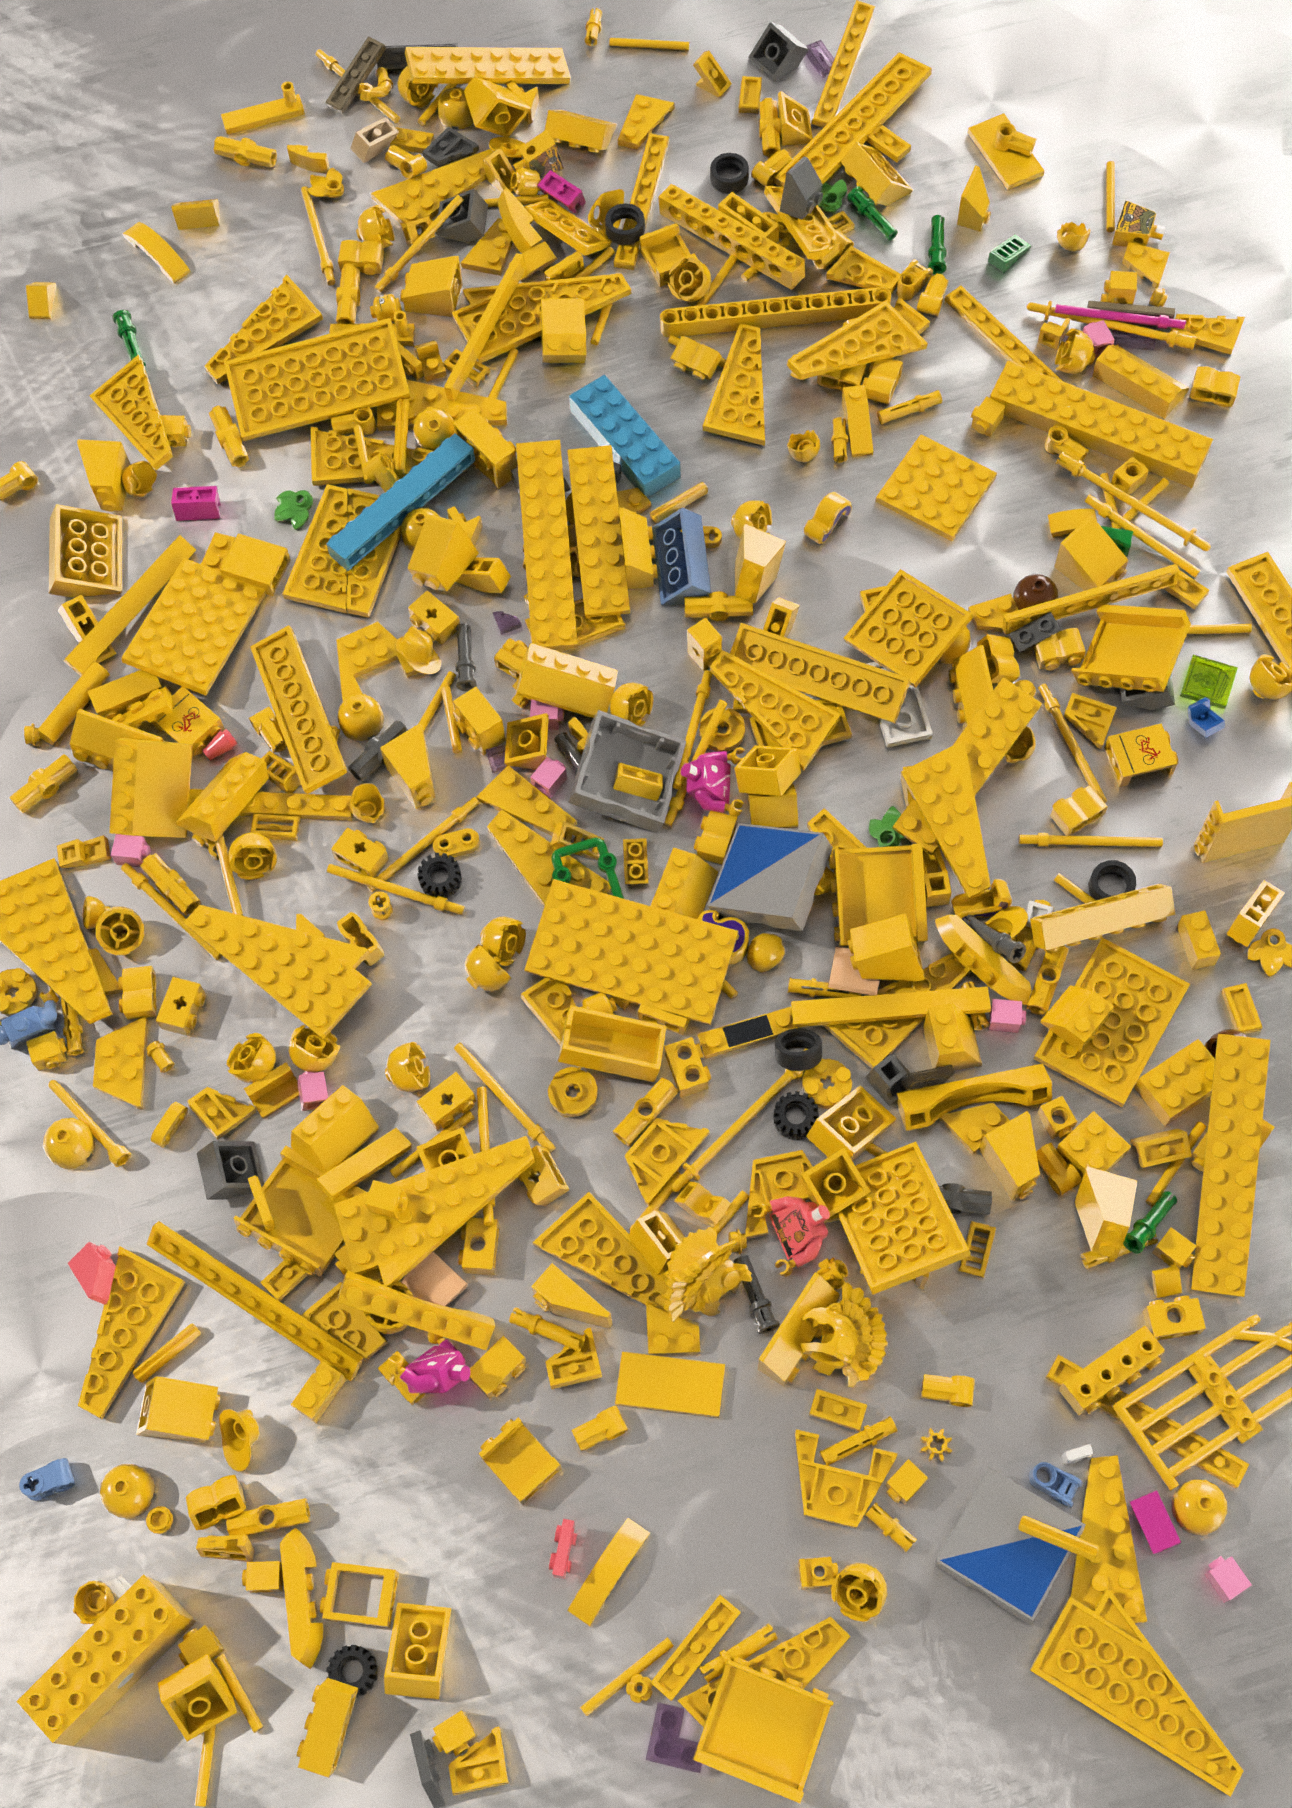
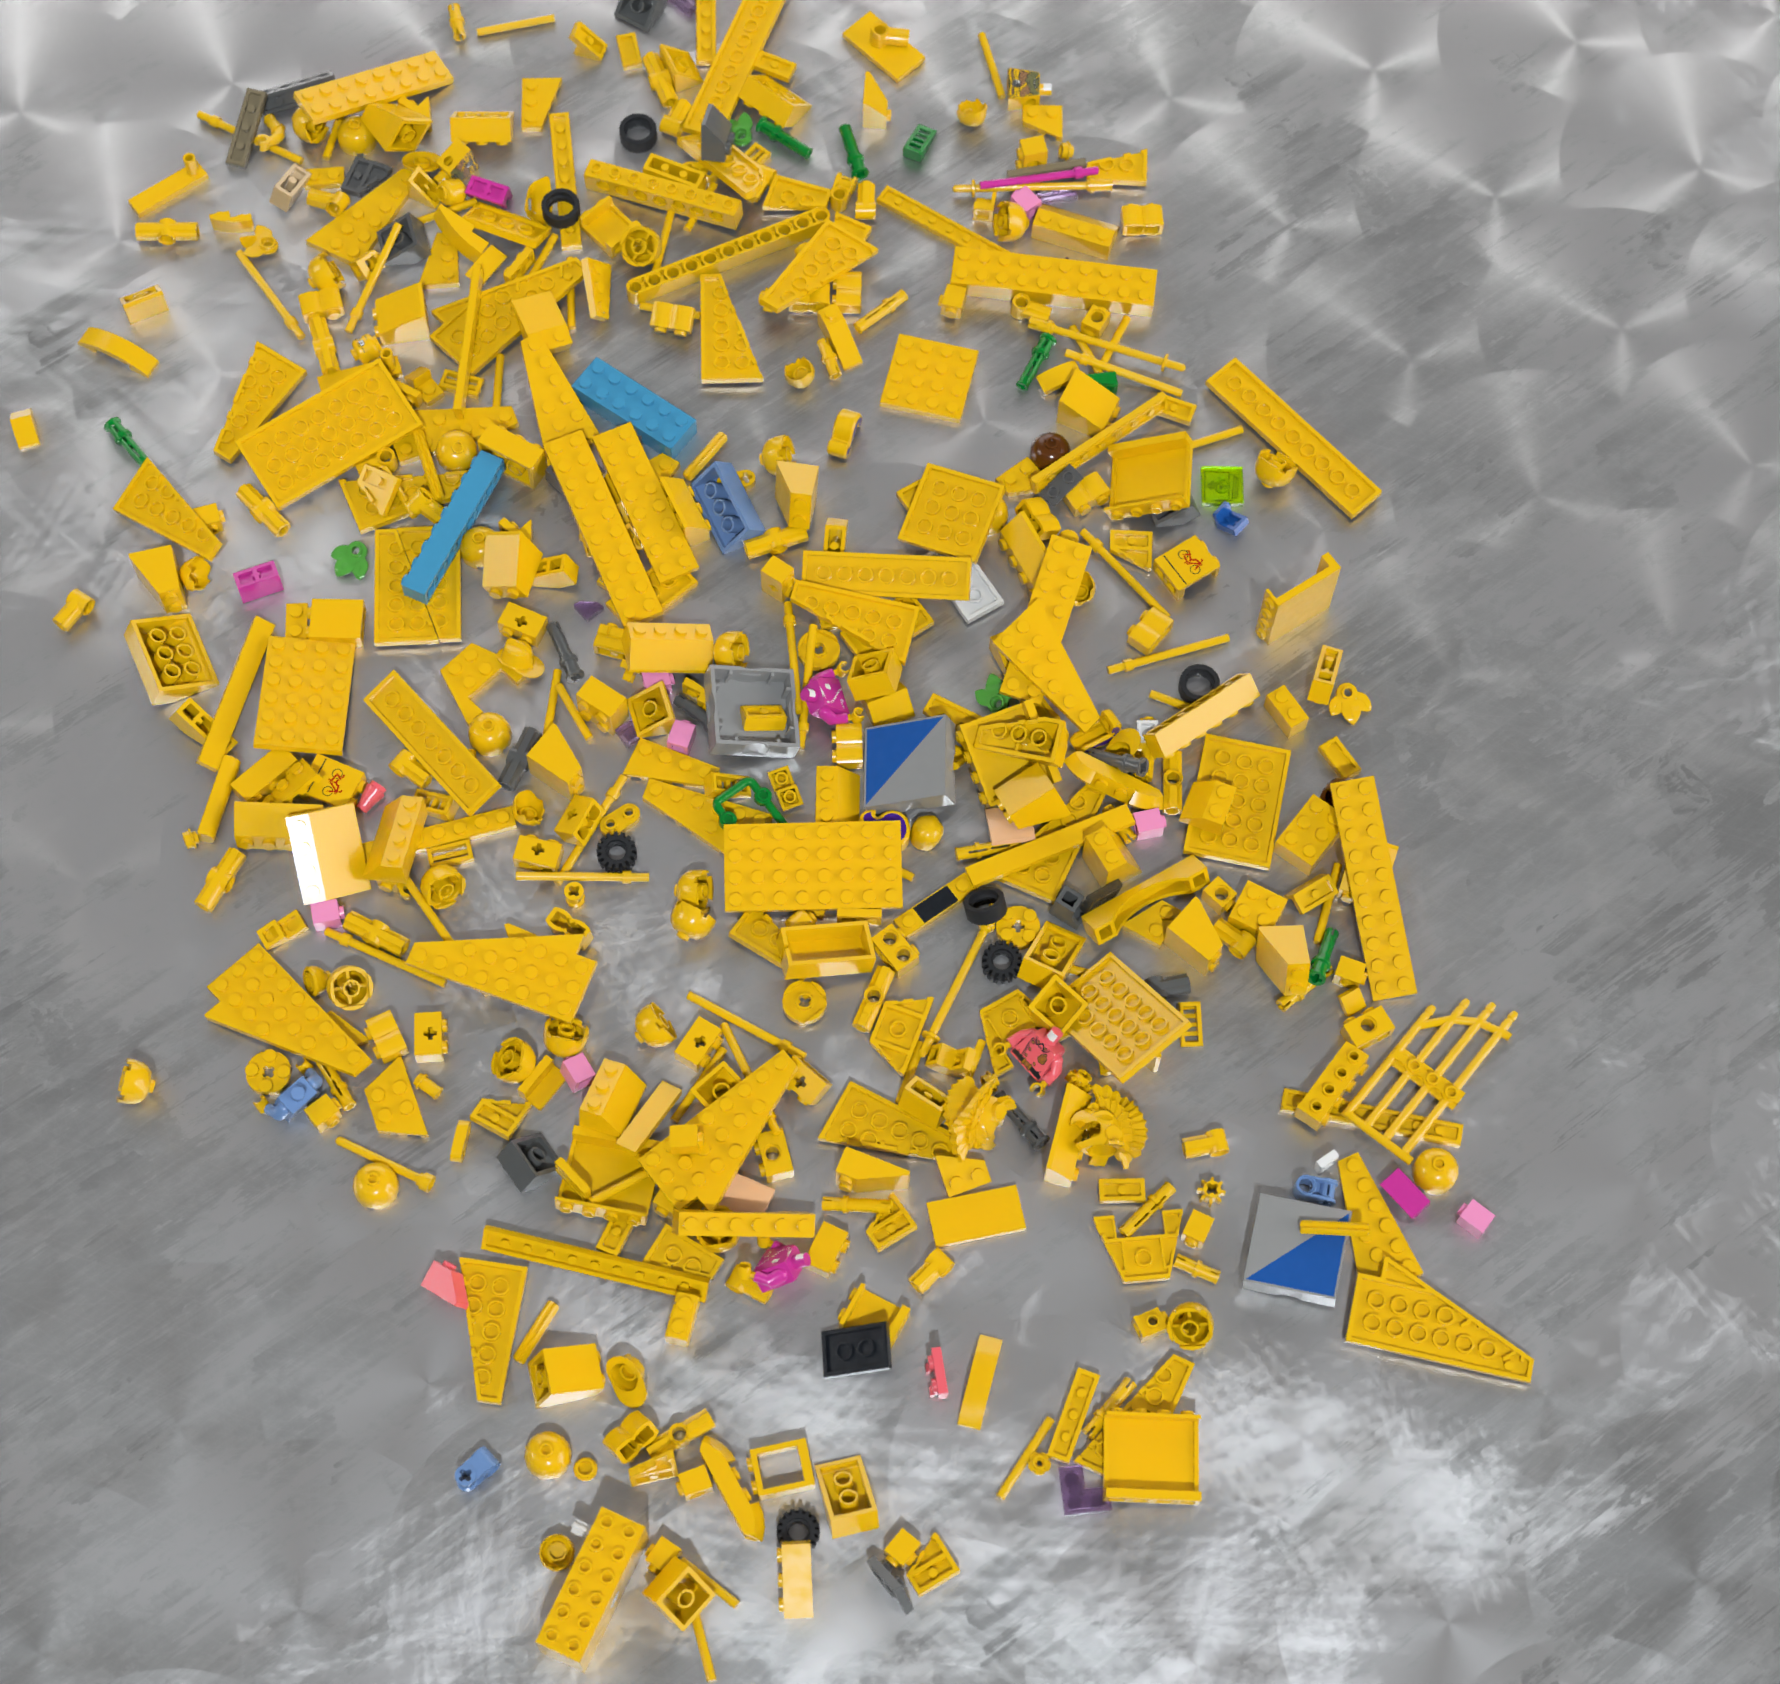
camera: 25 degrees left, 0 degrees up
(304, 1227) = (620, 1186): none -> yellow bar
(344, 444) = (379, 487): none -> yellow wing
(413, 830) = (579, 820): none -> yellow brick
(487, 1490) = (856, 1350): none -> black tile
(547, 401) = (553, 398): none -> yellow wing
(632, 309) = (597, 284): none -> yellow wing
(906, 887) = (1031, 740): none -> yellow wedge
(1060, 493) = (1039, 355): none -> green pin

